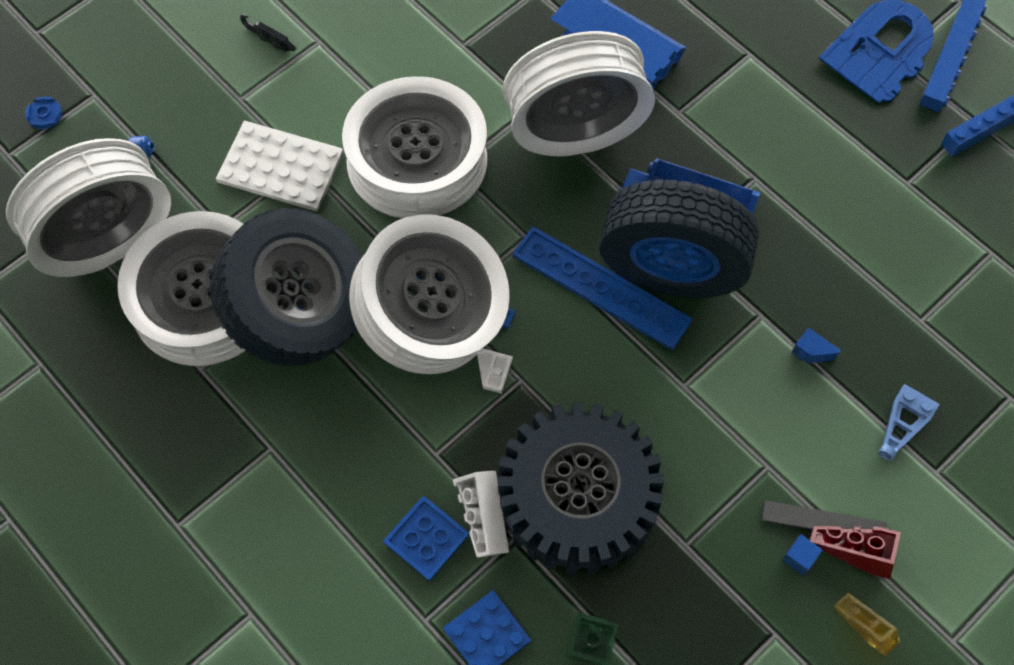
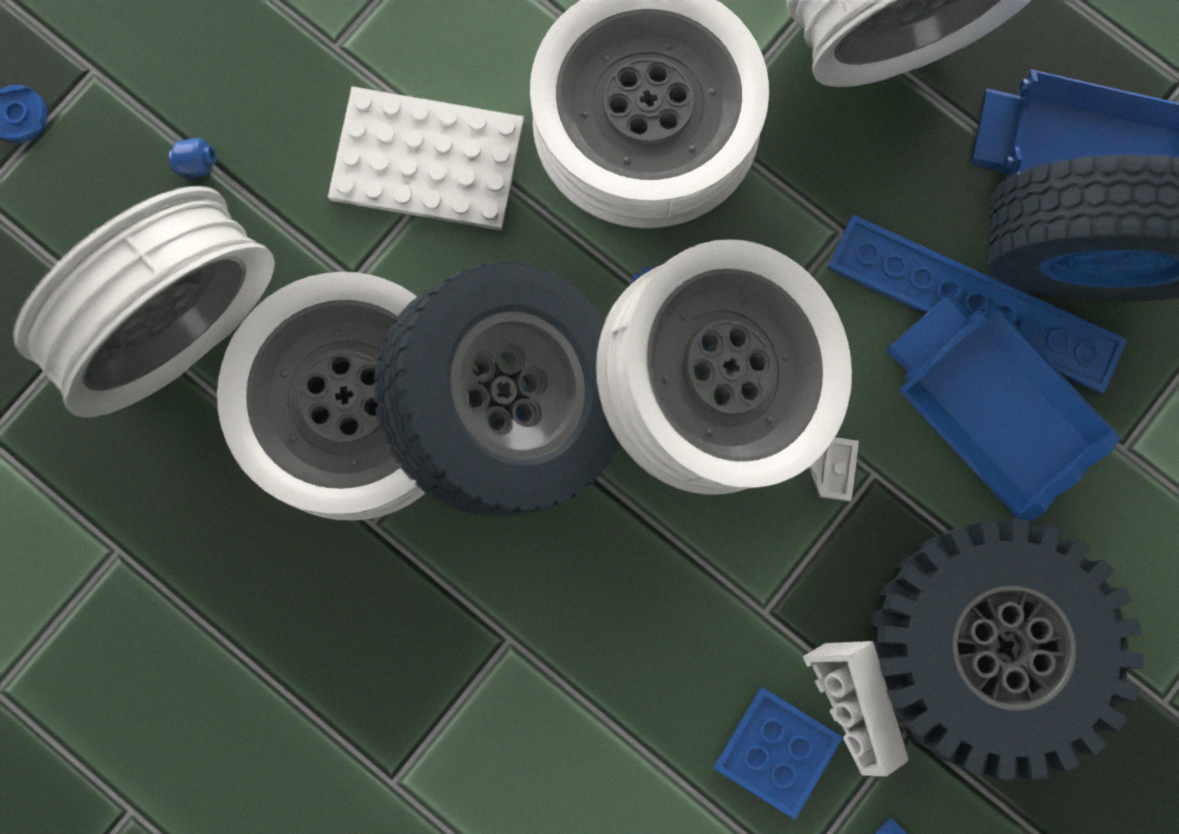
camera: 10 degrees left, 15 degrees up
(605, 345) = (1000, 405): none -> blue panel

